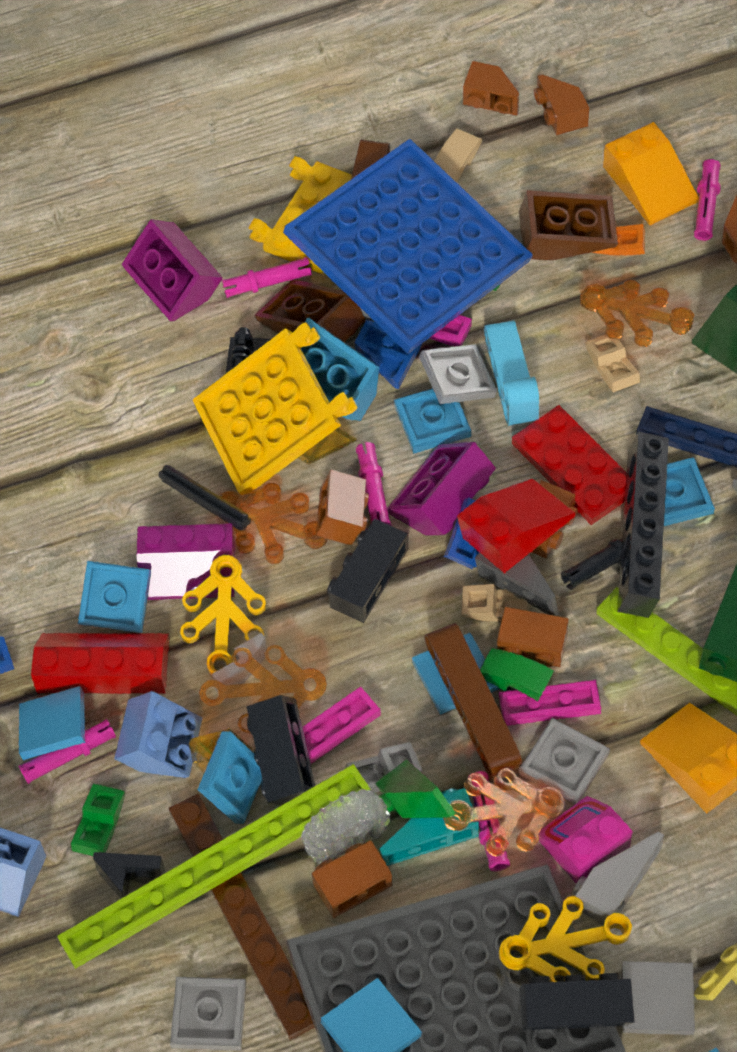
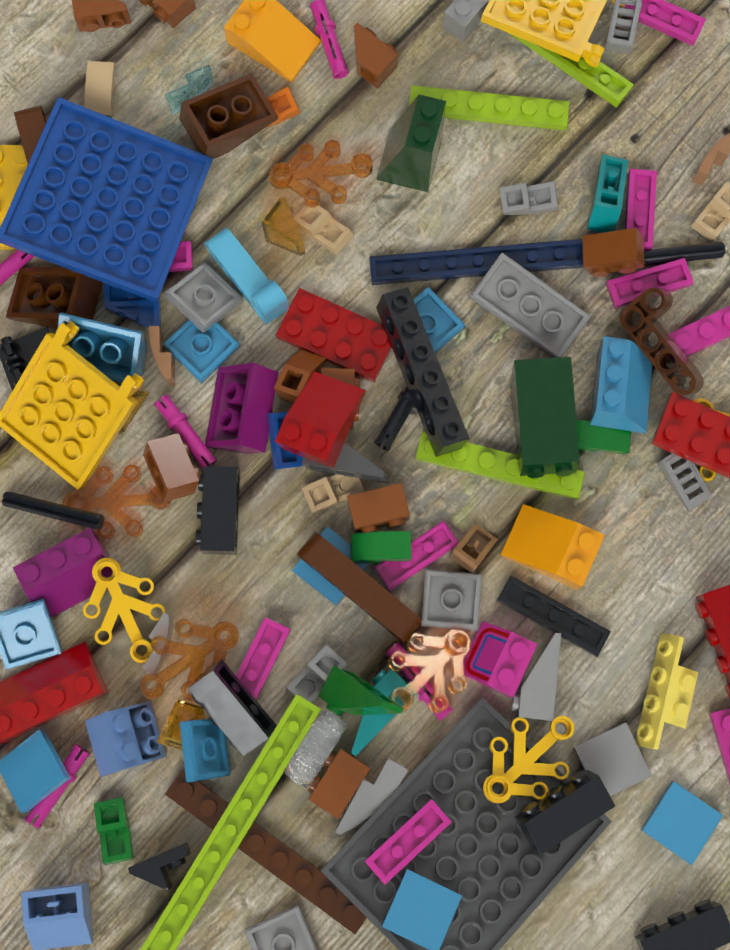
camera: 30 degrees left, 20 degrees up
(377, 899) = (372, 796): none -> light grey slope
(387, 409) = (164, 360): none -> medium nougat slope
(392, 953) = (407, 841): none -> dark pink plate
(512, 472) = (297, 373): none -> dark orange slope
(552, 182) = (198, 83): none -> clear light blue slope
(567, 343) = (281, 228): none -> clear yellow slope
(611, 719) = (473, 548): none -> medium nougat slope
(661, 816) = (553, 616): none -> black tile

